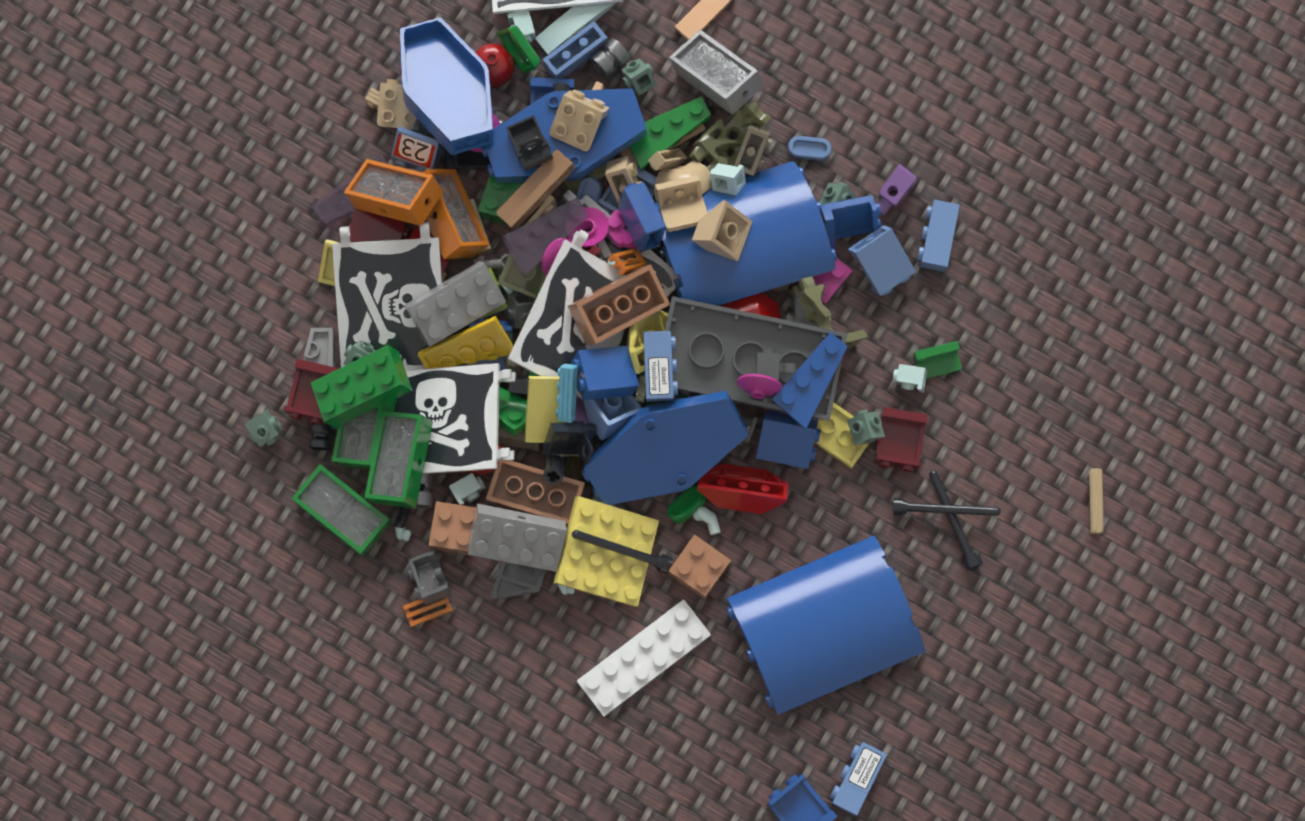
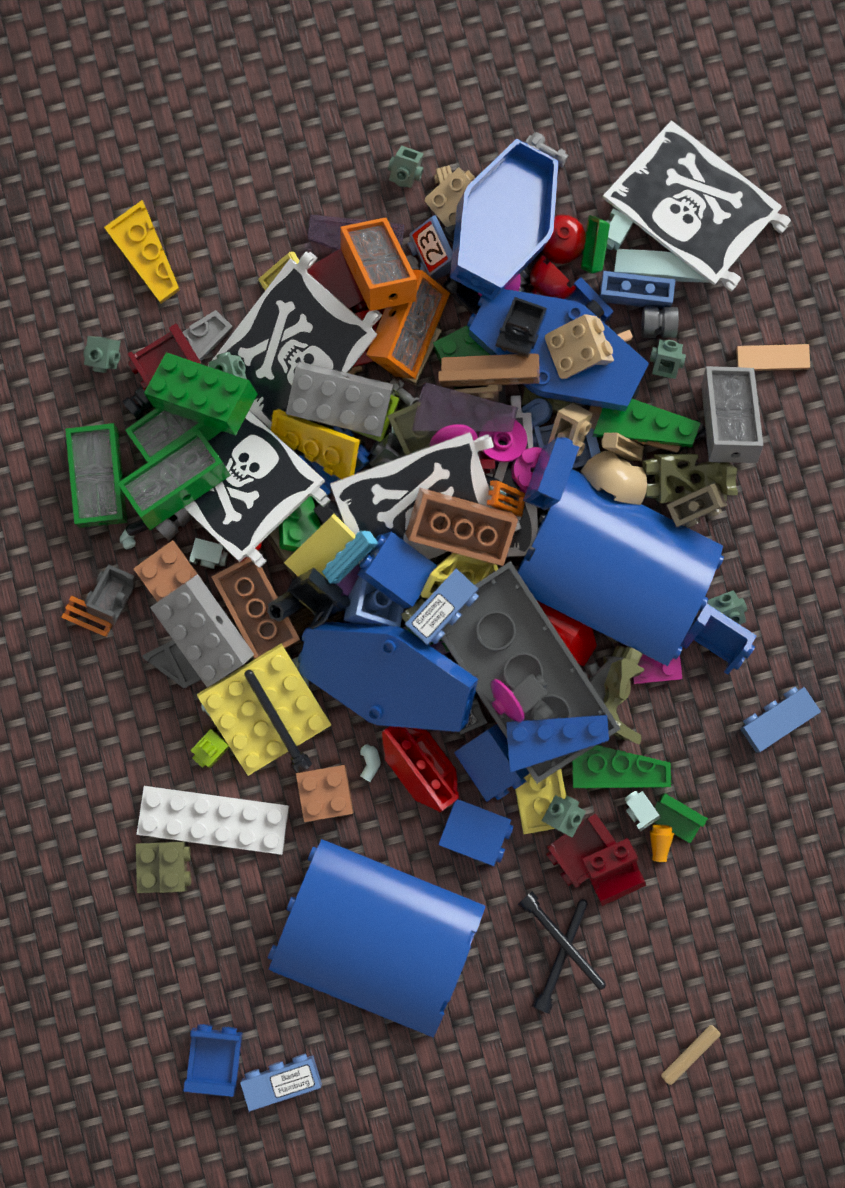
camera: 50 degrees right, 5 degrees up
(219, 335) = (141, 246): none -> yellow wing
(344, 115) = (406, 167): none -> sand green brick
(412, 17) = (537, 141): none -> light grey bar
(512, 99) = (549, 280): none -> red cylinder
(595, 613) = (209, 749): none -> lime brick
(642, 720) = (162, 867): none -> olive plate
(681, 203) = (594, 495): tan bracket -> none
(686, 505) = (362, 734): green tile -> none
(723, 231) = (603, 549): tan slope -> none
(727, 178) = (653, 509): light aqua brick -> none
(809, 148) = (747, 547): medium blue tile -> none
(820, 496) = (476, 832): none -> blue brick
(865, 370) = (618, 769): none -> green wing
(883, 260) = (713, 695): medium blue panel -> none
(900, 181) = (792, 645): medium lavender torso -> none
(933, 431) = (614, 872): none -> dark red panel
(943, 386) = (661, 840): none -> light orange cone

